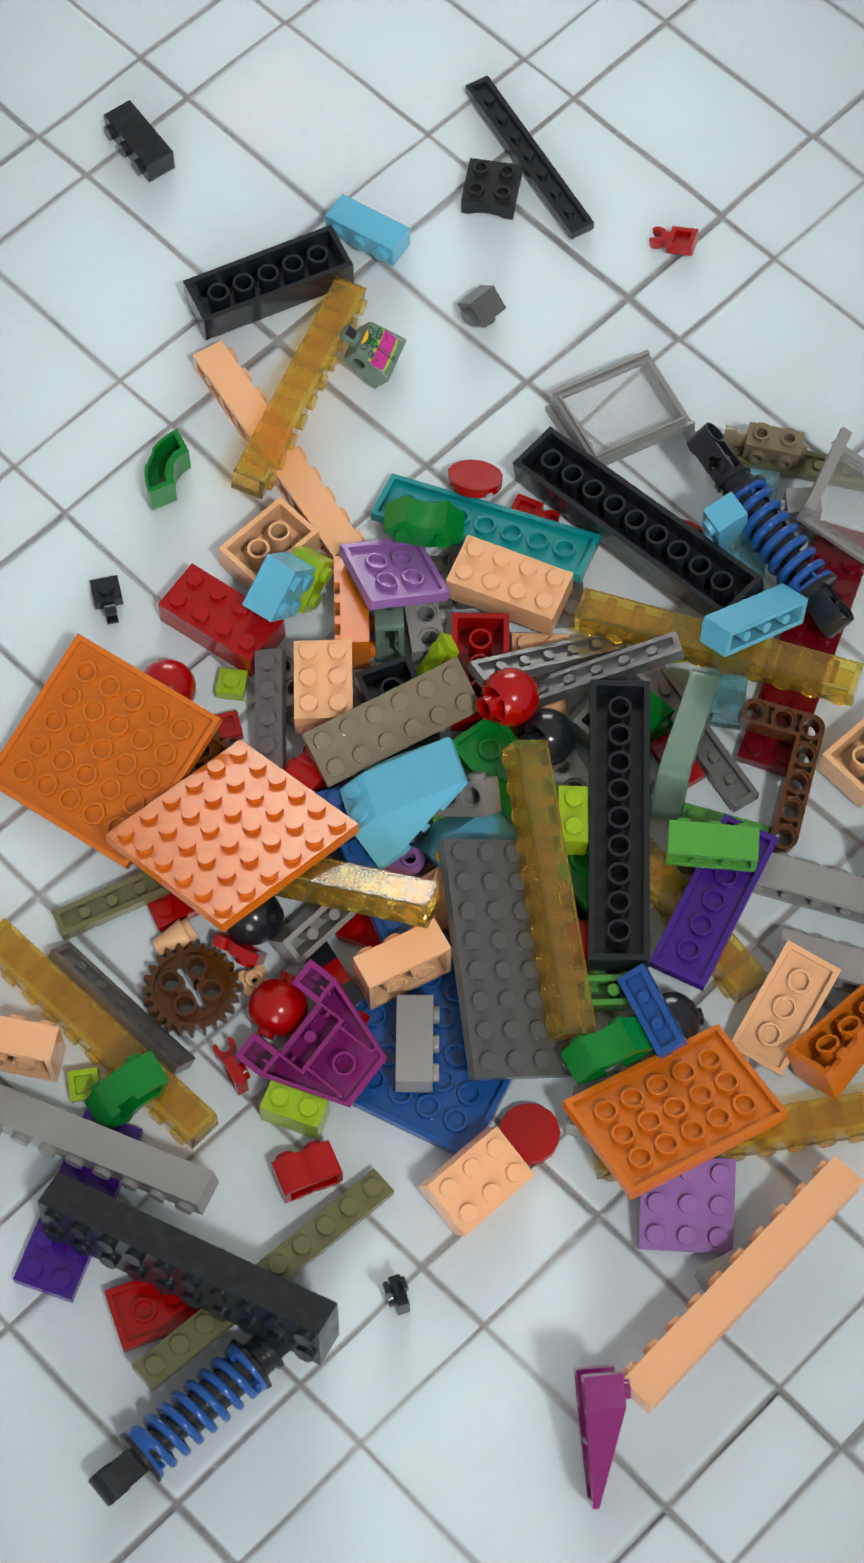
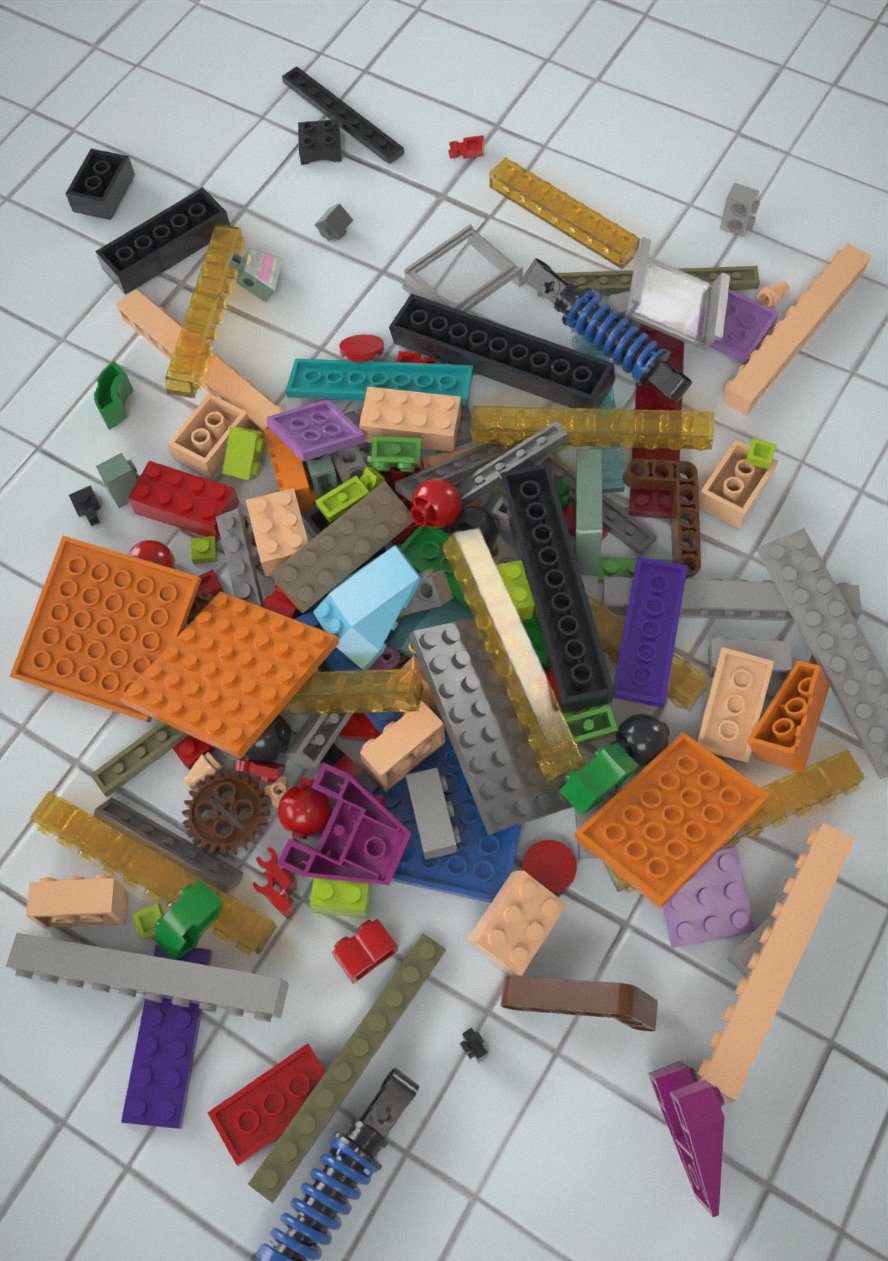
camera: 10 degrees left, 0 degrees up
(138, 141) = (41, 164): black brick -> none
(153, 577) = (119, 478): none -> sand green brick
(189, 1269) = (281, 1078): black brick -> none
(206, 186) = (100, 184): none -> black brick
(228, 1096) = (279, 900): none -> red plate
(279, 586) = (224, 460): medium azure brick -> none
(368, 230) = (234, 188): medium azure brick -> none
(404, 664) = (341, 498): none -> lime plate
(424, 522) = (329, 386): green brick -> none
(479, 623) = (395, 452): none -> bright green bracket
(525, 1272) = (582, 998): none -> reddish brown beam
(652, 1011) = (628, 735): blue plate -> none
(712, 845) = (637, 583): bright green brick -> none
(724, 521) = (570, 326): medium azure slope -> none
(753, 620) = (616, 398): medium azure brick -> none
(768, 444) = (586, 270): dark tan brick -> none
(769, 357) = (564, 213): none -> clear yellow brick

